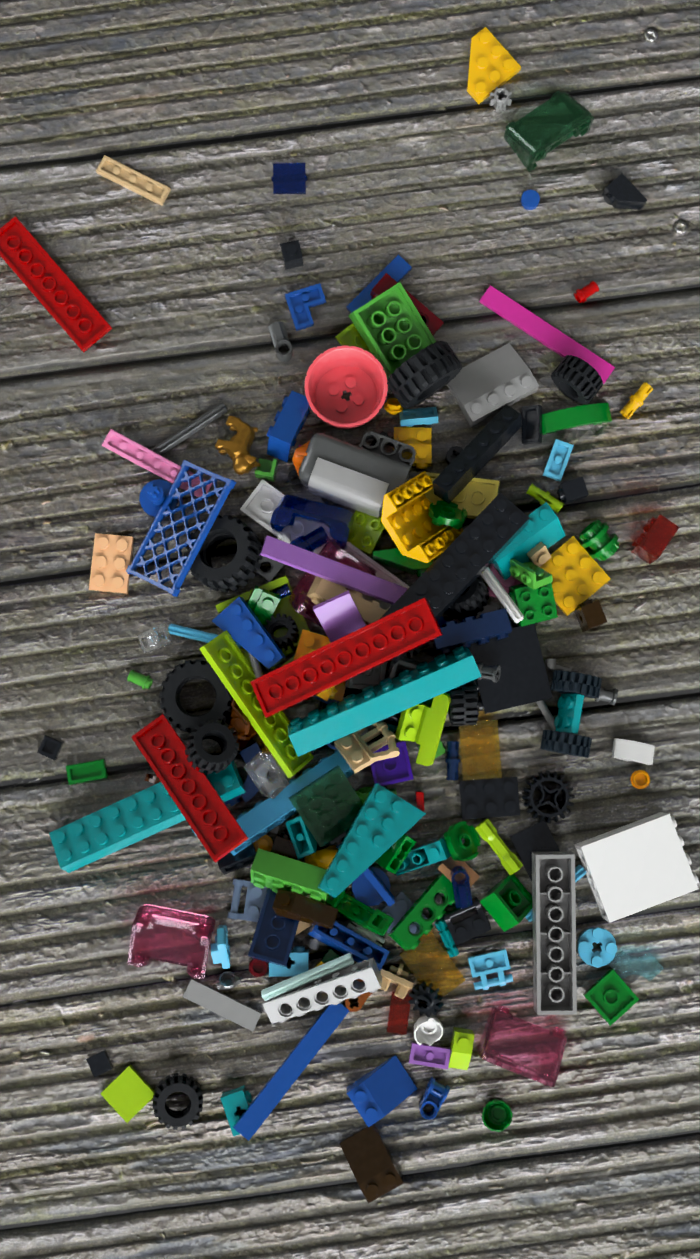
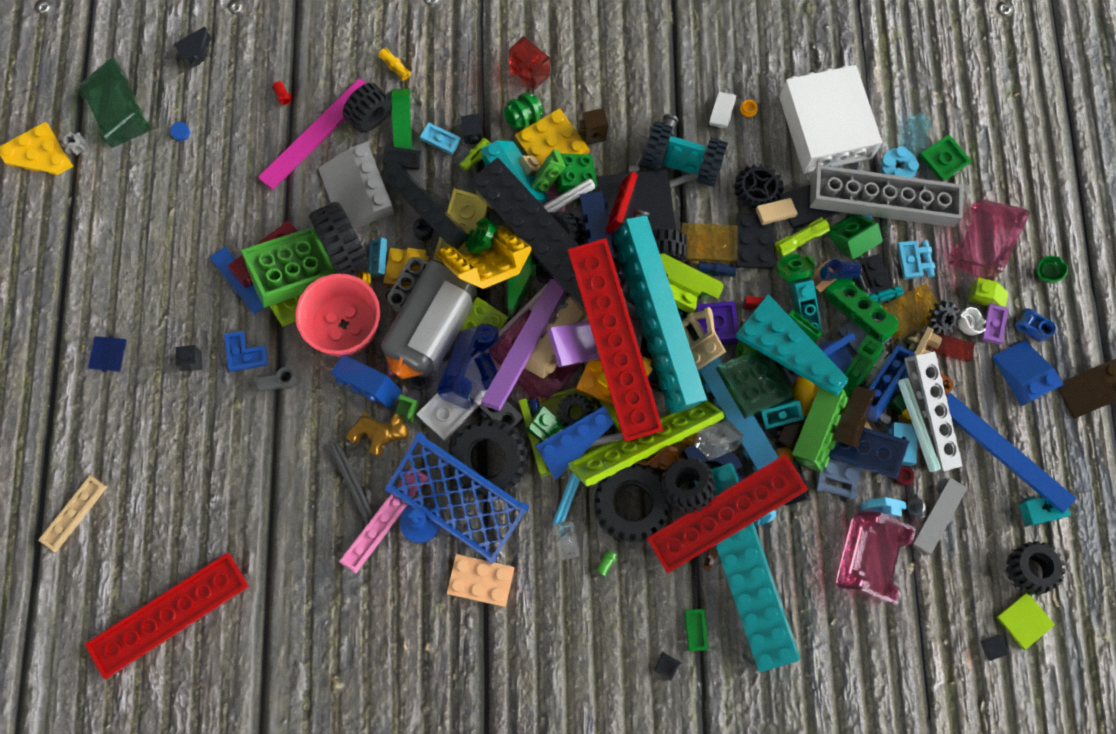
camera: 85 degrees left, 10 degrees down
(500, 651) = (621, 202): none -> red tile
(522, 816) = (776, 211): none -> tan tile

